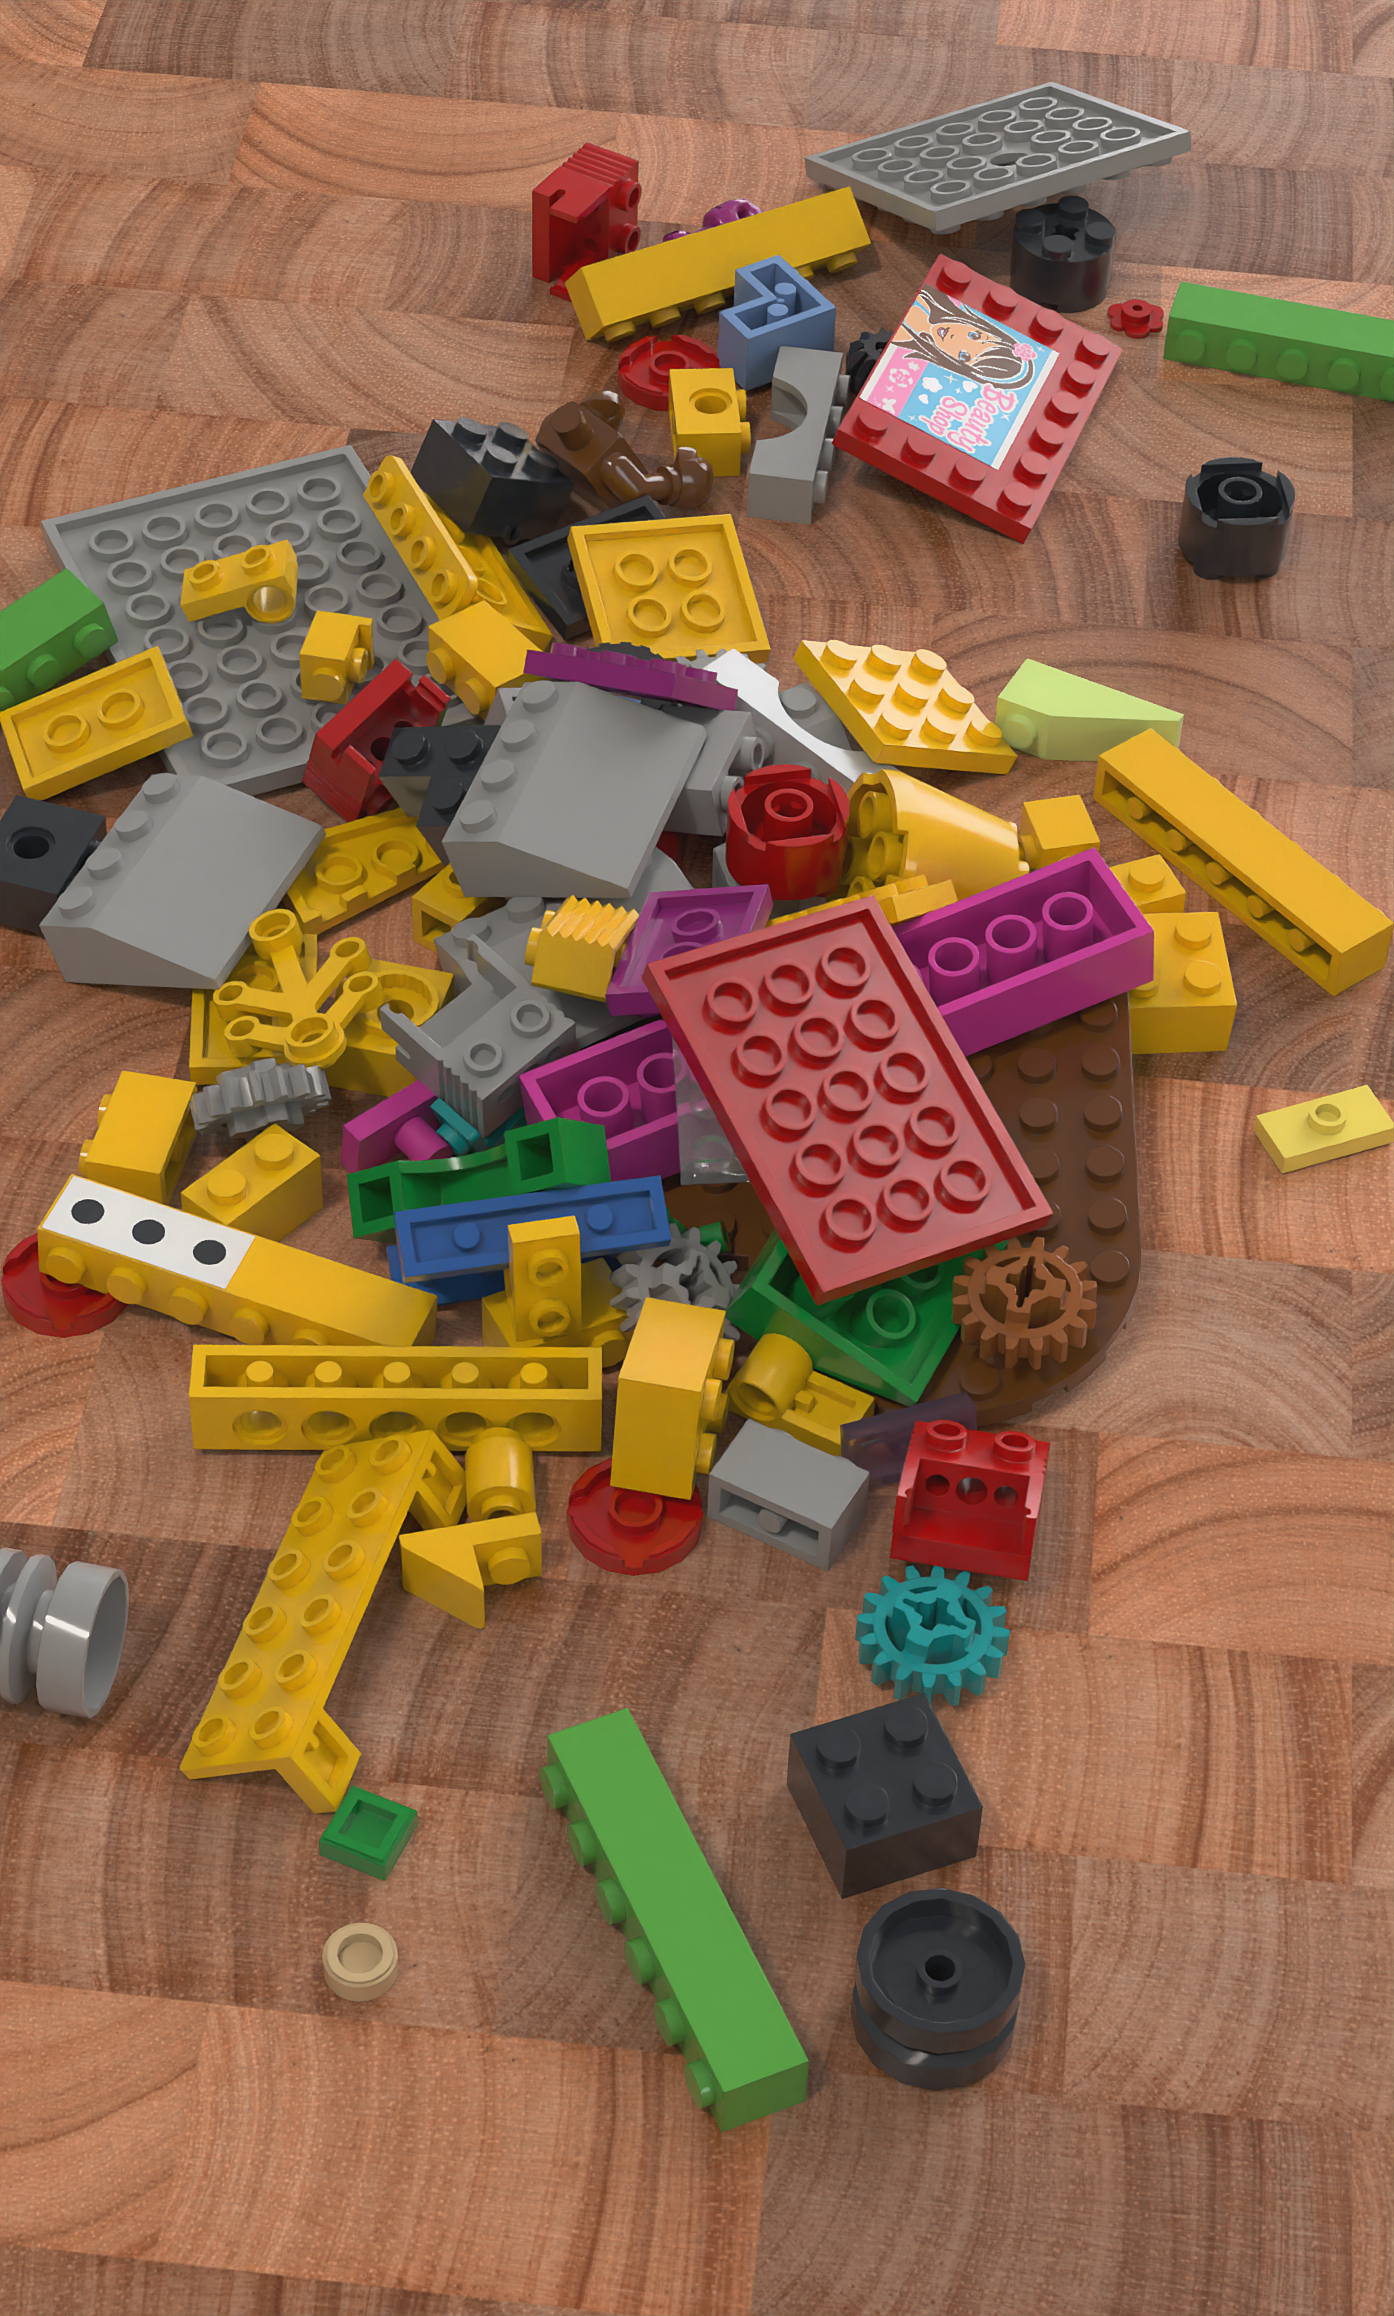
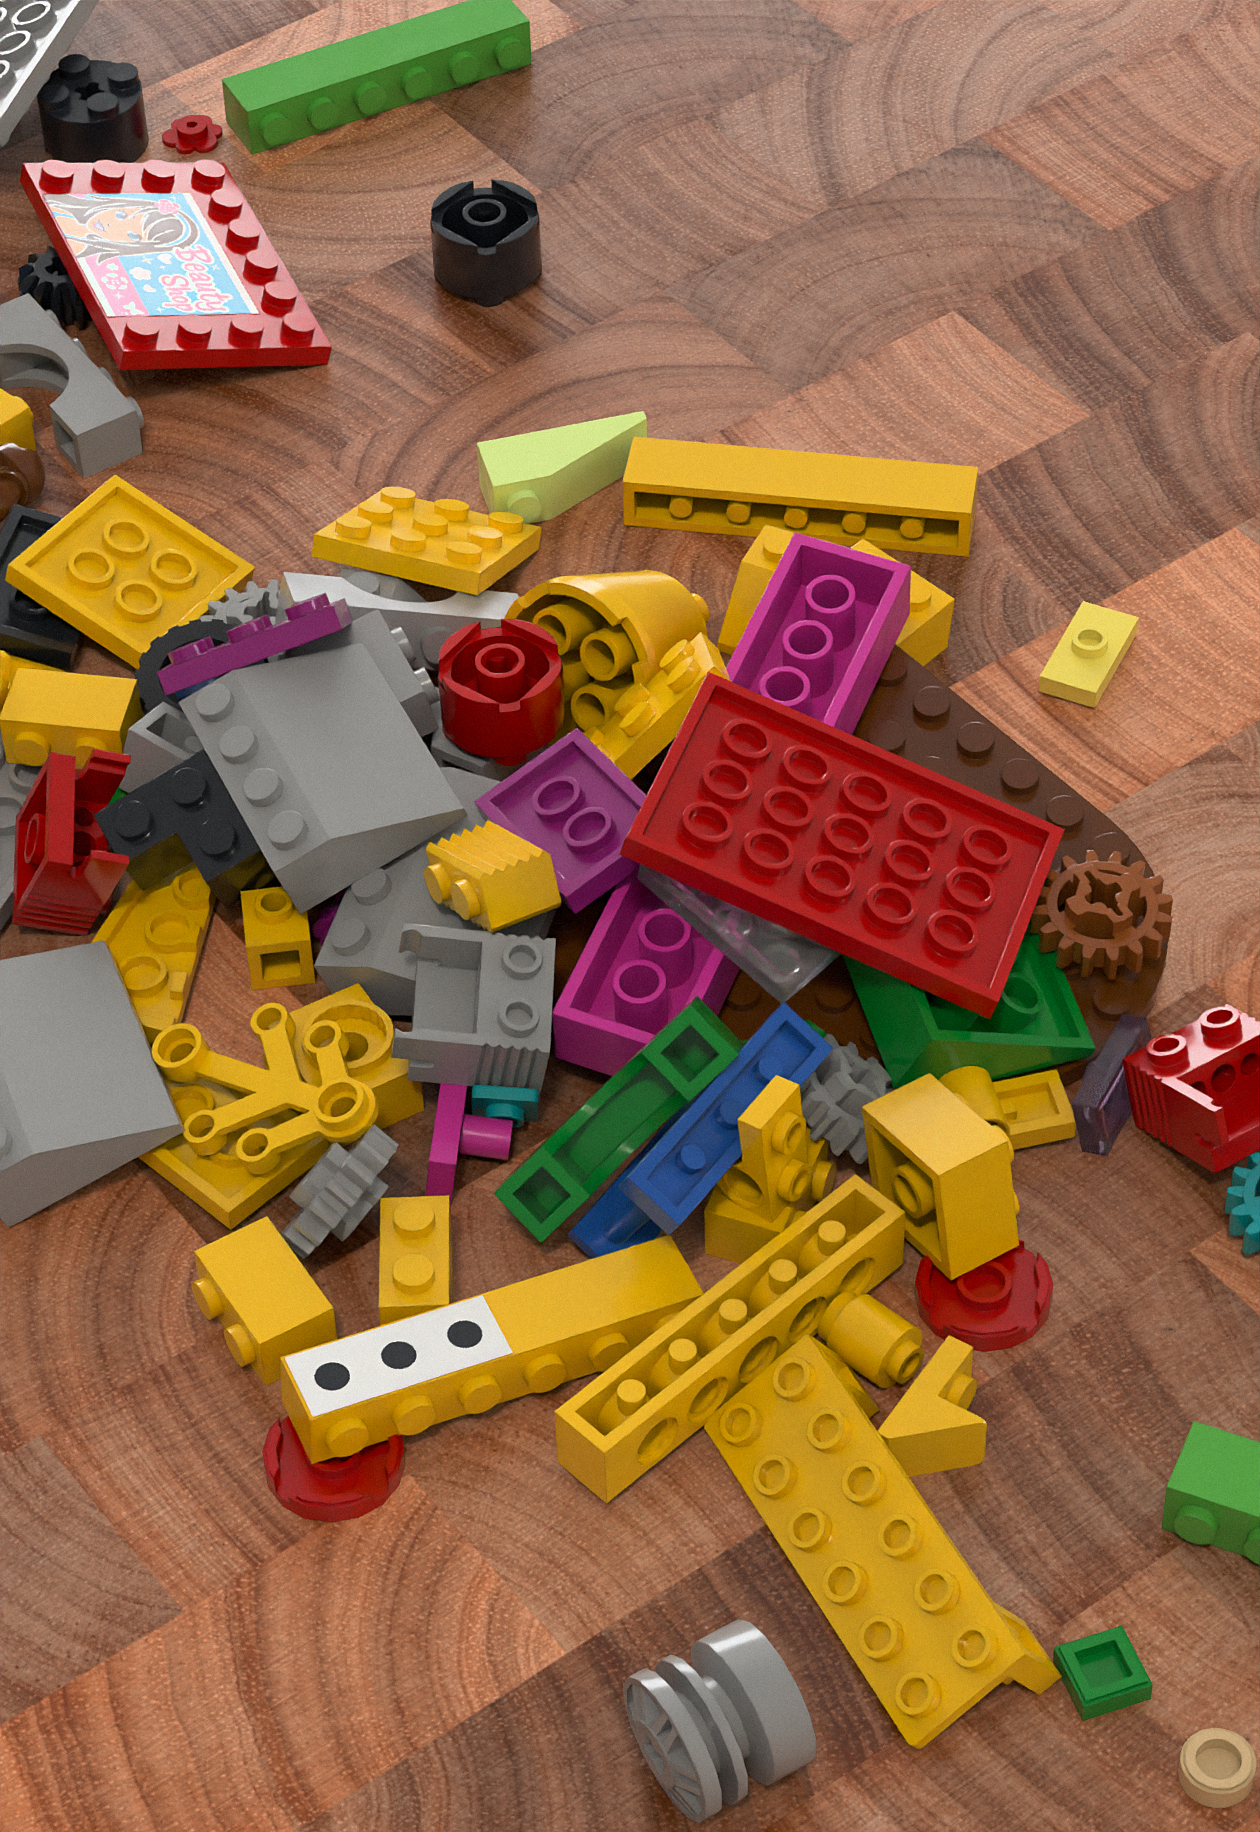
camera: 40 degrees left, 0 degrees up
(788, 1494) = (1085, 1186): light grey brick -> none
(1054, 831) = (665, 552): yellow brick -> none

